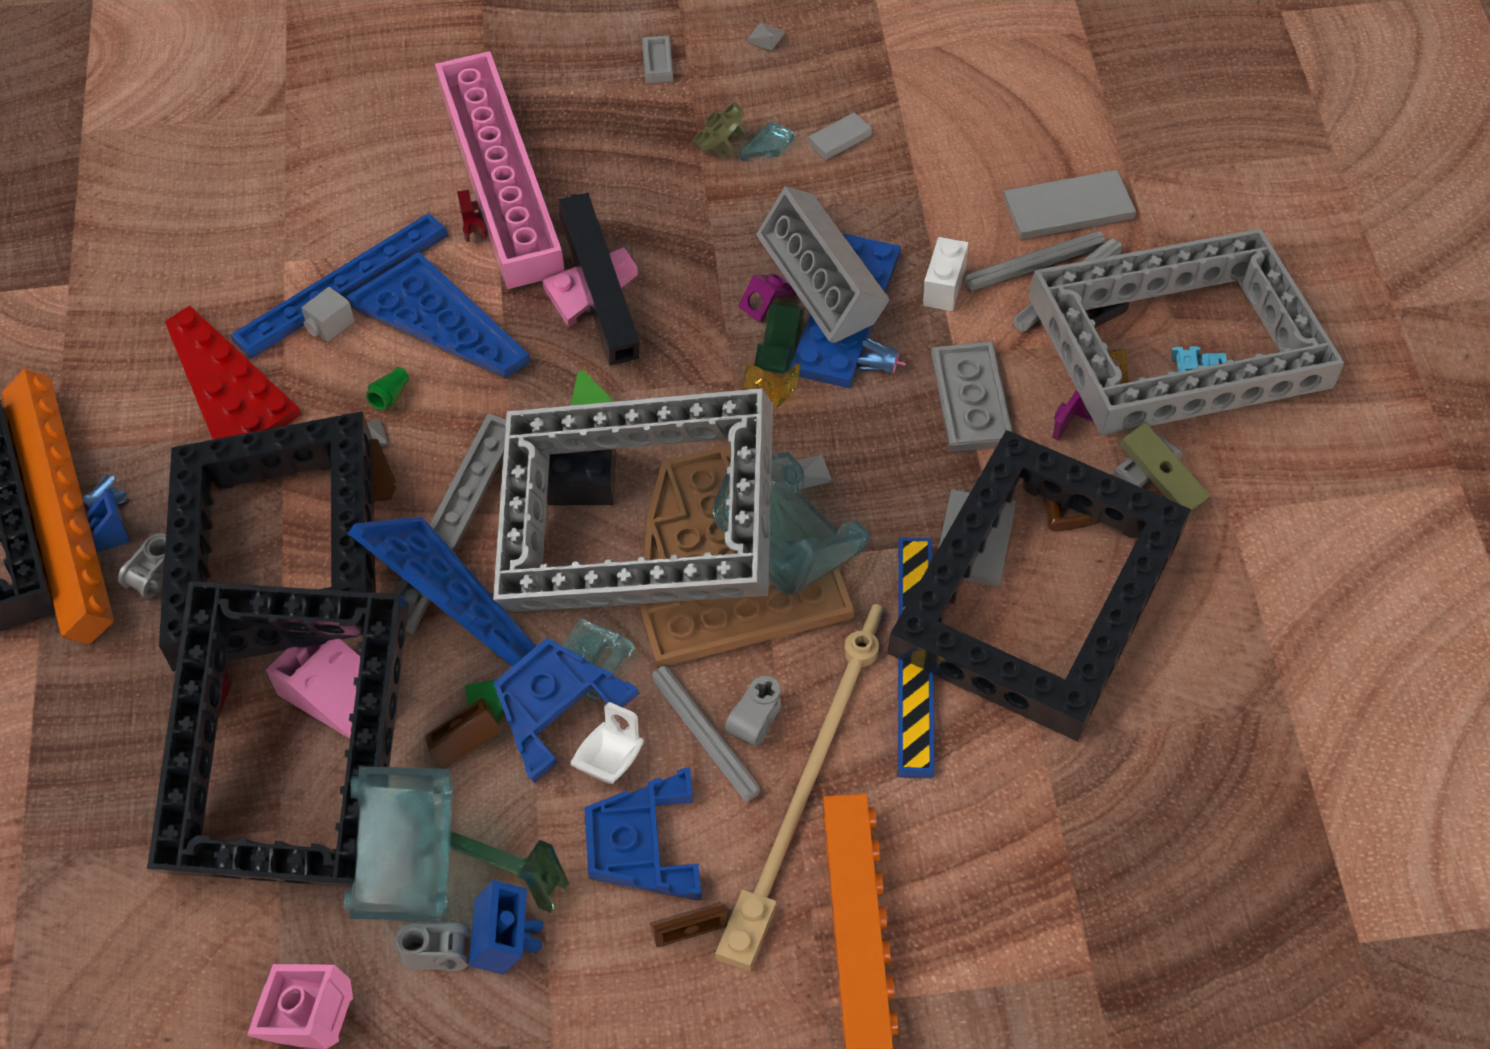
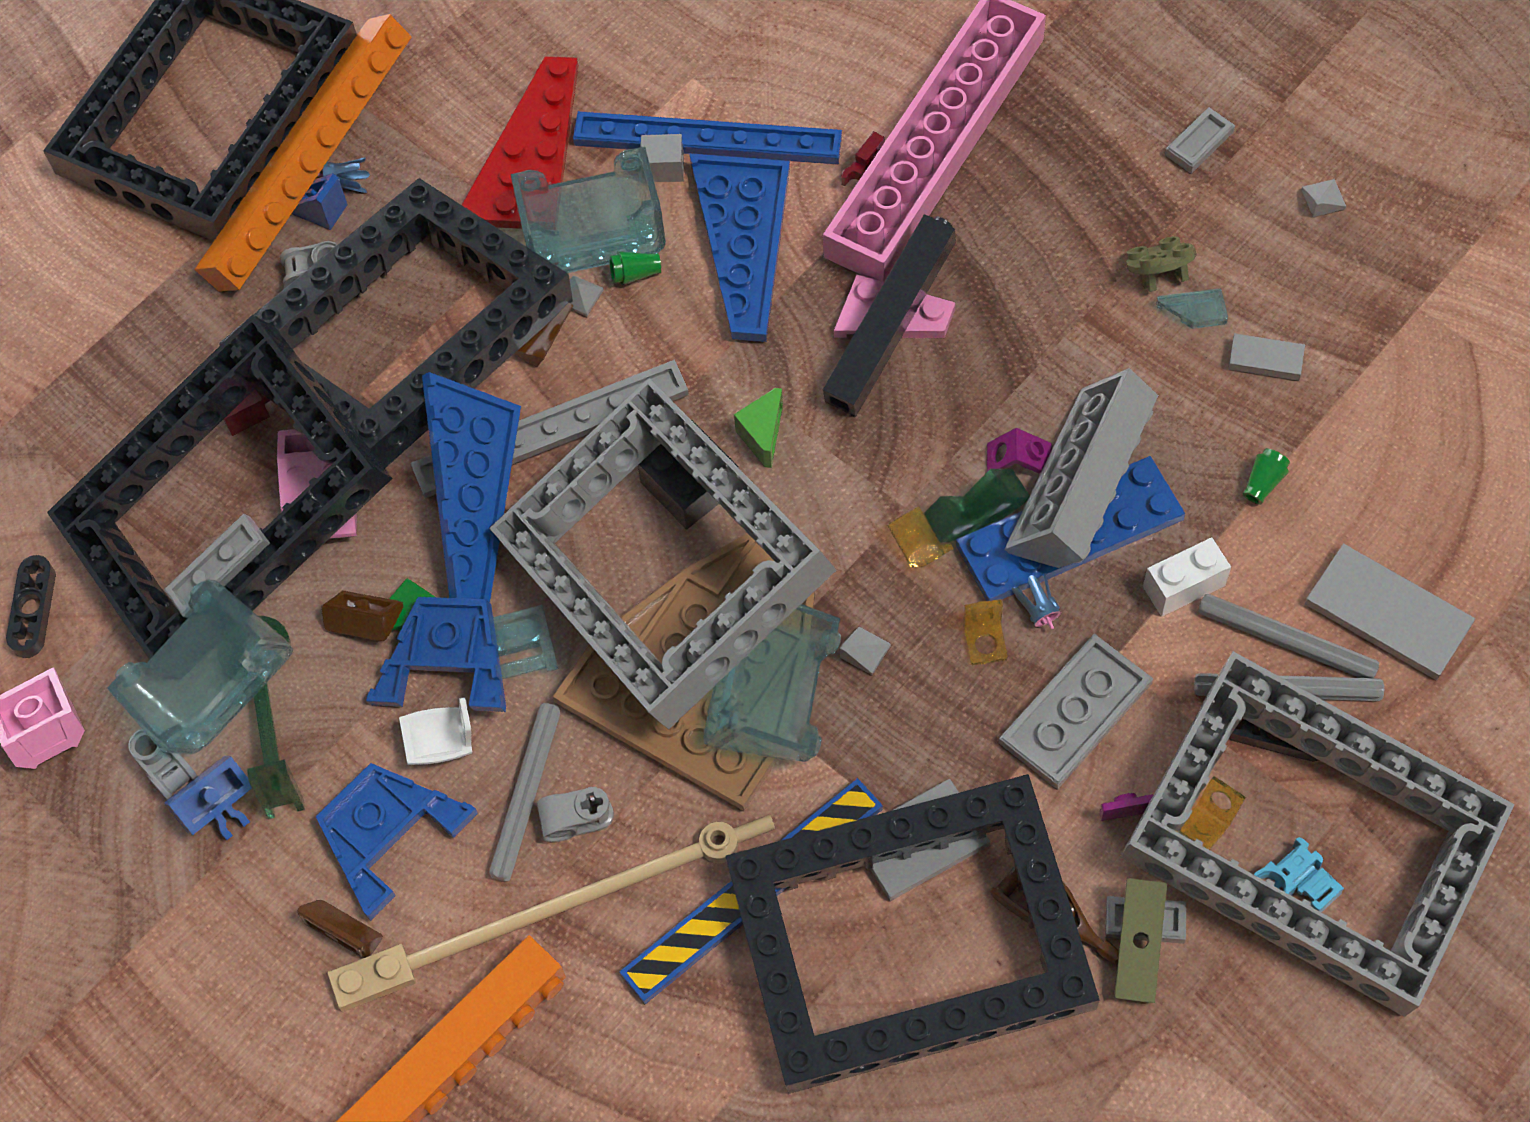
camera: 50 degrees right, 10 degrees up
(201, 965) = (38, 620): none -> black beam
(330, 370) = (592, 217): none -> clear light blue windscreen
(341, 761) = (219, 561): none -> light grey tile
(862, 396) = (984, 620): none -> clear yellow bracket
(918, 189) = (1266, 474): none -> green cone

